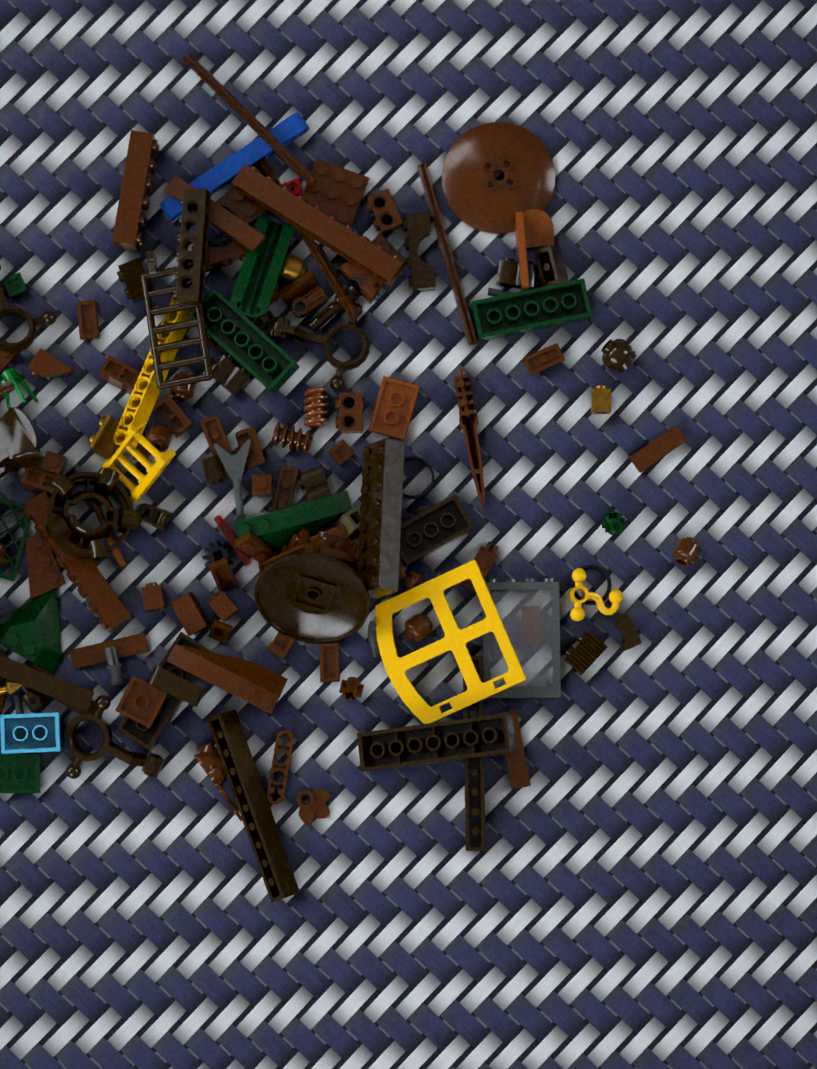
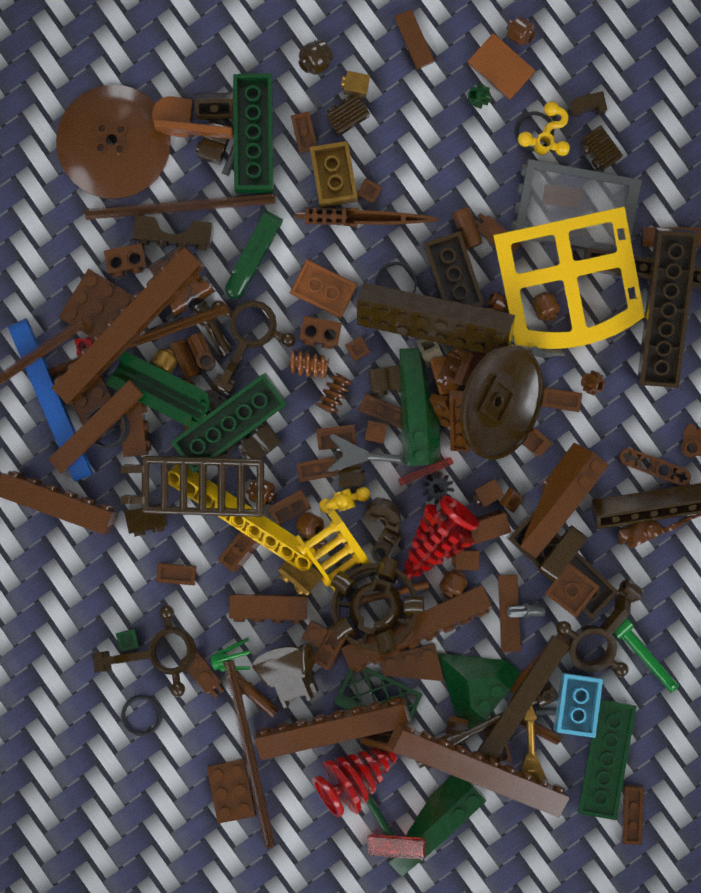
camera: 80 degrees left, 5 degrees up
(48, 367) = (216, 622): reddish brown slope -> none
(71, 414) = (268, 607): none -> reddish brown brick
(112, 766) = (625, 631): none -> green piece
(127, 589) = (453, 583): none -> reddish brown head
(171, 565) = (440, 535): none -> red plant
(186, 509) = (384, 509): none -> dark brown cylinder
(190, 467) = (344, 500): none -> yellow piece
(194, 295) = (175, 461): dark brown brick -> none
(222, 574) = (457, 487): reddish brown tile -> none
(254, 547) = (437, 451): reddish brown plate -> none
(413, 333) = (253, 254): none -> dark green piece
(482, 535) = (465, 223): none -> reddish brown pin
(499, 434) = (369, 191): none -> reddish brown tile
(506, 395) = (333, 174): none -> pearl gold brick
(568, 397) = (347, 114): none -> dark brown brick
(648, 540) = (501, 66): none -> dark orange tile

